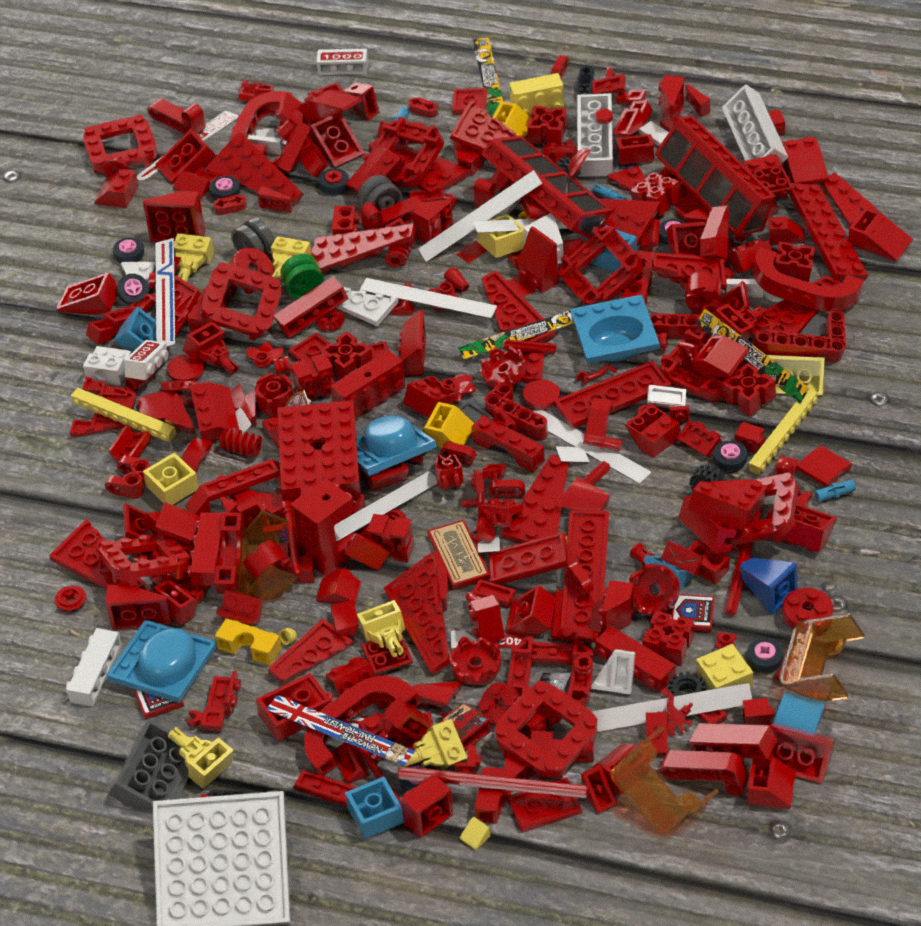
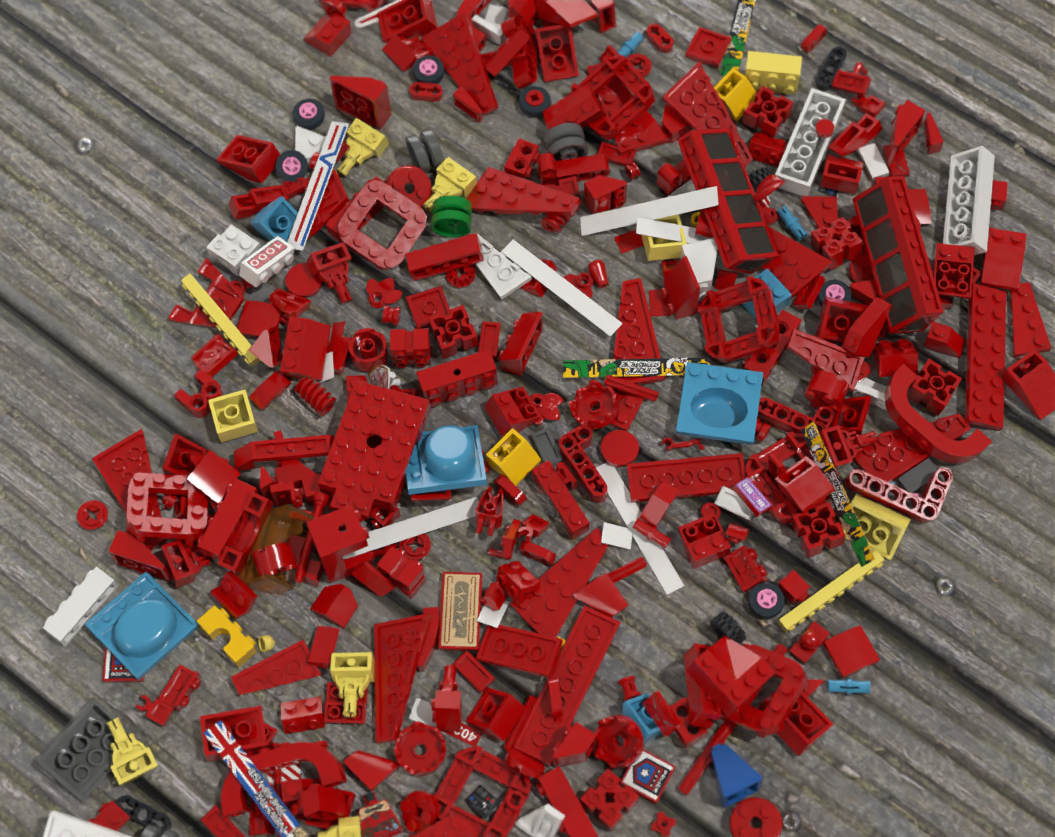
camera: 20 degrees right, 20 degrees up
(678, 384) = (752, 496): none -> tile

